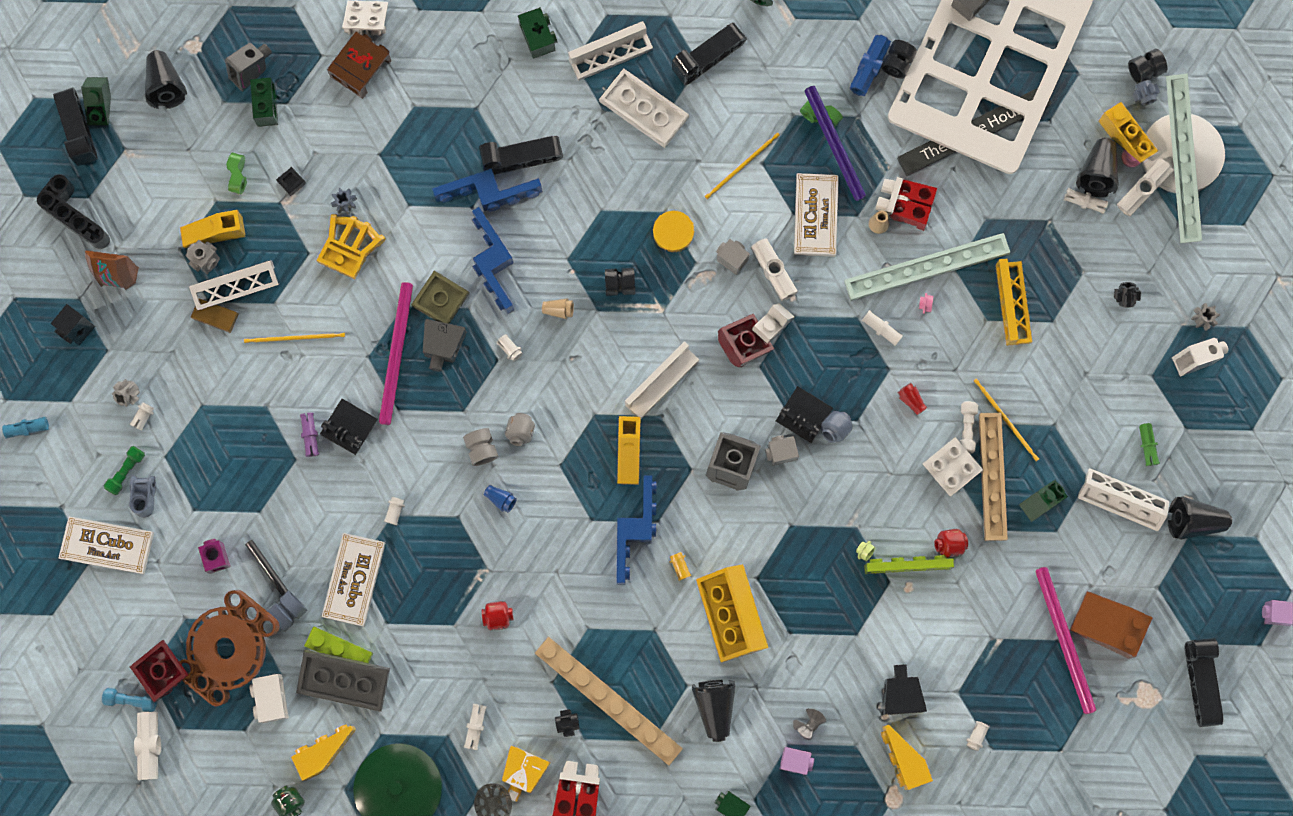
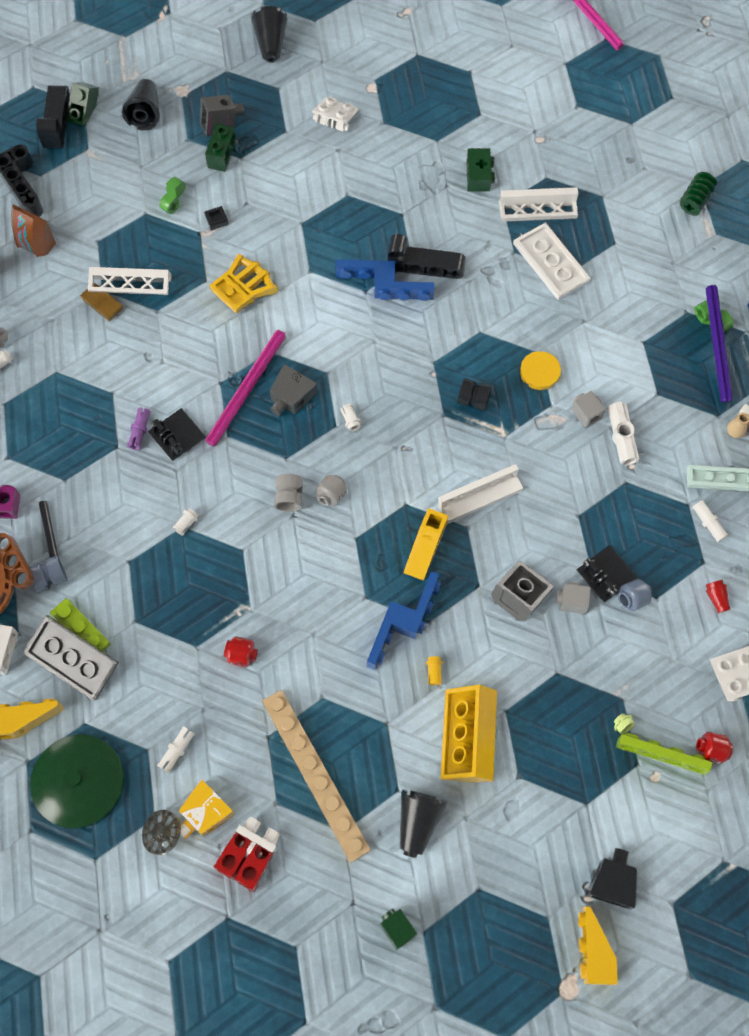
camera: 20 degrees right, 10 degrees down
(202, 256) = (112, 249): light grey brick -> none
(214, 228) = (133, 231): yellow slope -> none
(284, 338) = (162, 344): yellow piece -> none
(345, 206) = (254, 246): sand blue gear -> none
(353, 579) = (121, 570): white tile -> none
(358, 63) = (313, 143): reddish brown panel -> none
(440, 298) = (305, 354): olive tile -> none
(492, 261) = (364, 339): blue bracket -> none
(500, 498) = (289, 547): blue cone -> none
(559, 308) = (411, 399): tan cone -> none
(567, 723) = (265, 779): black gear -> none
(697, 62) = (625, 235): black beam -> none
(741, 342) = (572, 486): dark red slope -> none
(742, 165) = (624, 337): yellow piece -> none
(773, 322) = (605, 479): white slope -> none
(796, 761) = (481, 908): lavender brick -> none
(806, 730) = (502, 880): flat silver piece -> none
(816, 215) = (679, 401): white tile -> none
(977, 736) = (679, 956): white pin -> none

